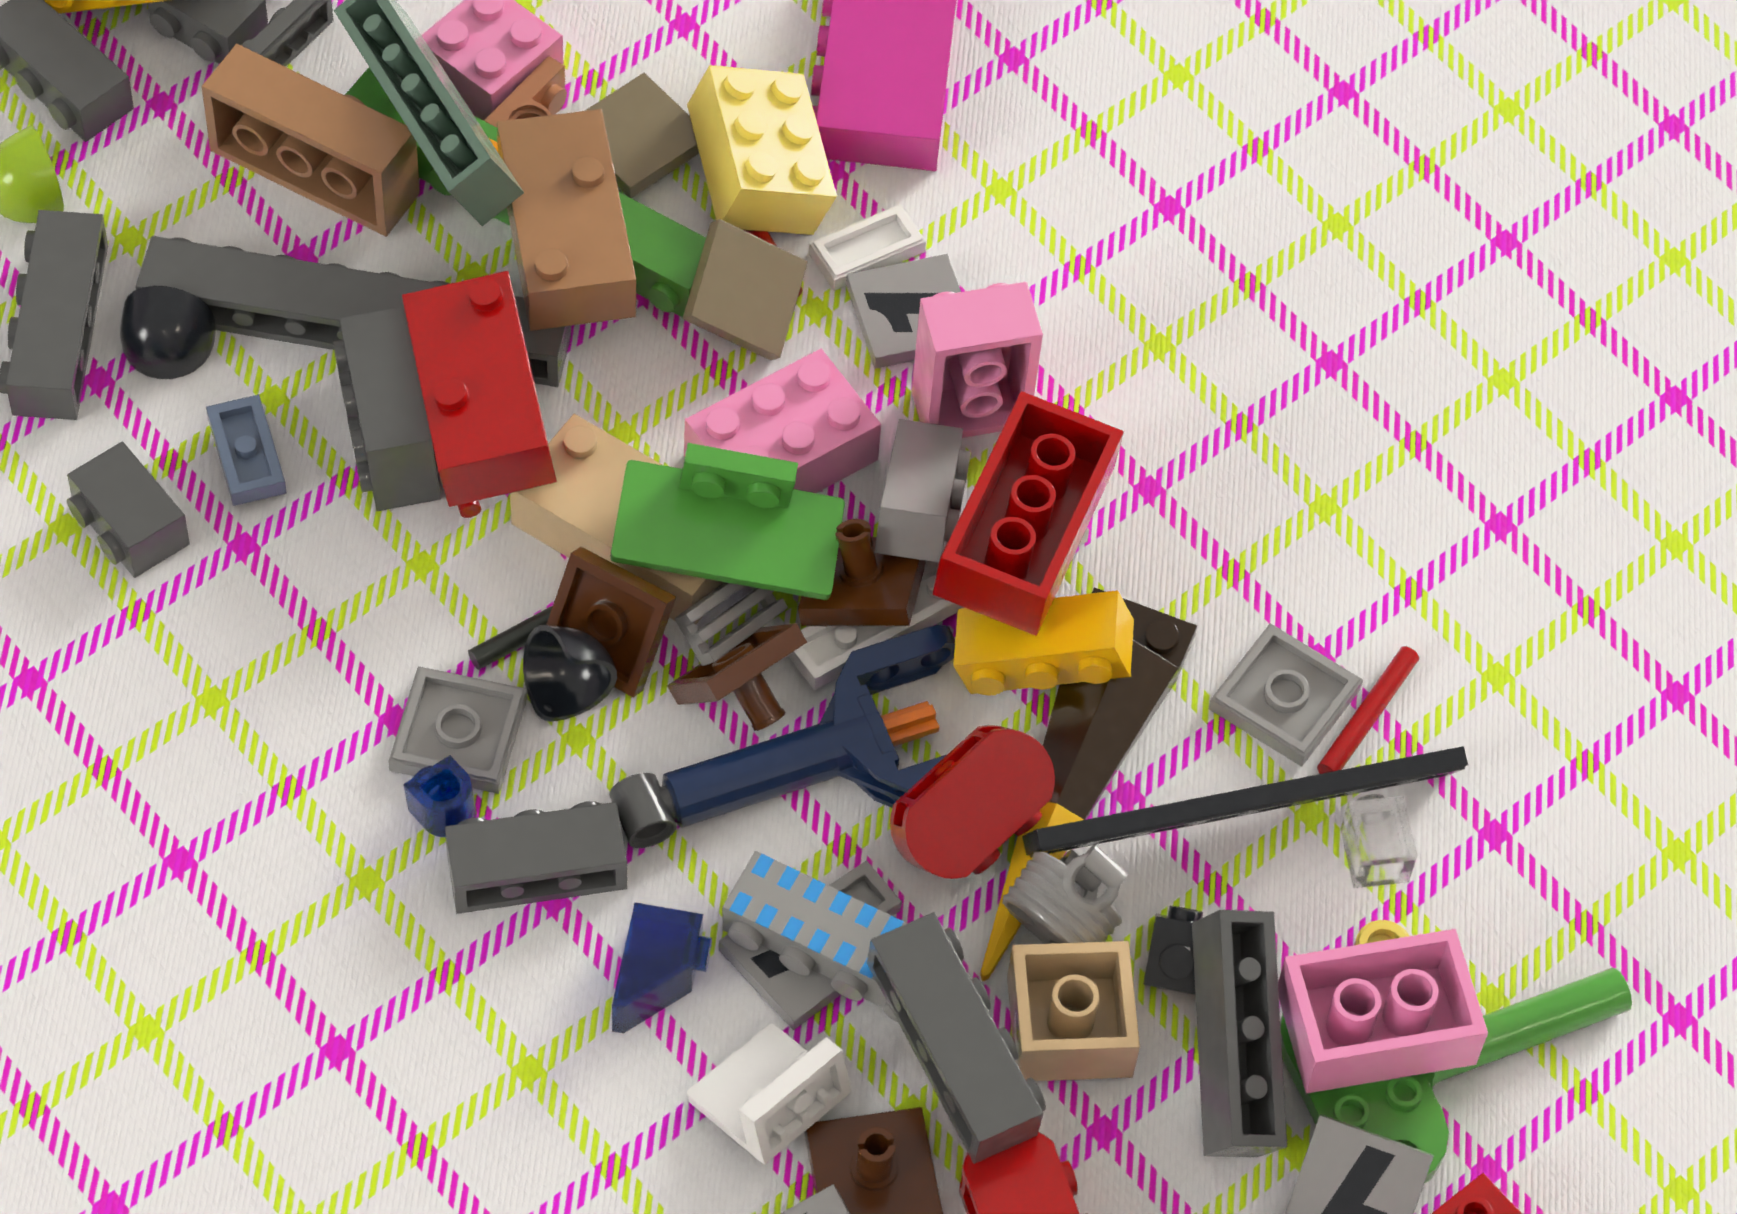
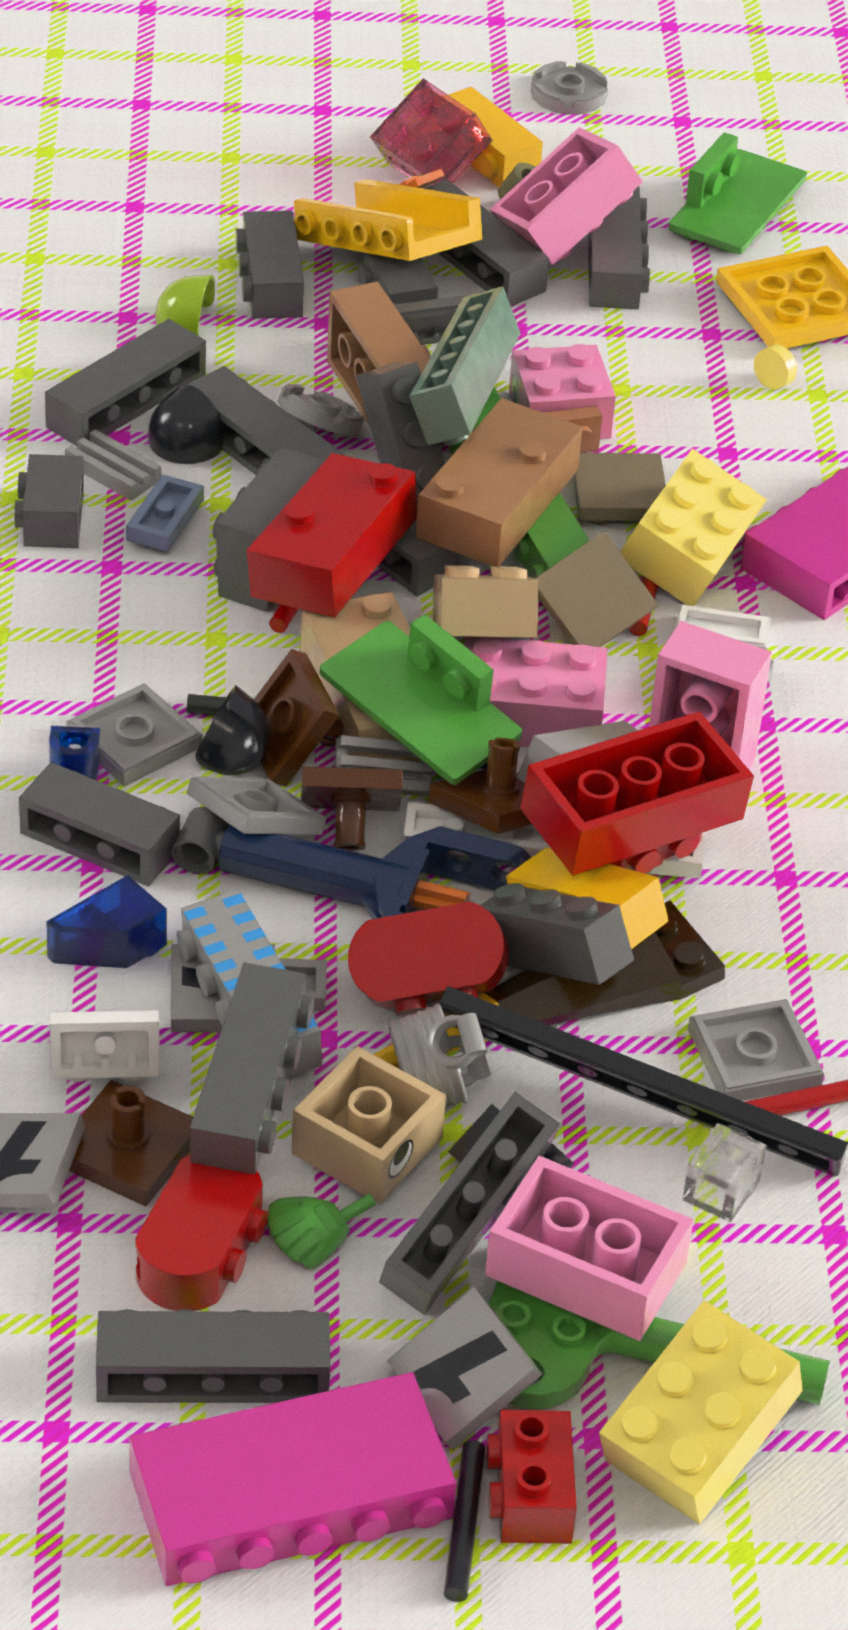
camera: 40 degrees right, 15 degrees down
(132, 413) = (118, 460): none -> light grey tile
(284, 226) = (321, 410): none -> light grey tile
(420, 214) = (395, 423): none -> dark grey brick
(667, 741) = (256, 806): none -> light grey tile
(678, 374) = (486, 604): none -> tan brick
(1064, 699) = (561, 933): none -> dark grey brick
(1103, 1142) = (312, 1227): none -> bright green piece
(1577, 1095) = (701, 1411): none -> light yellow brick

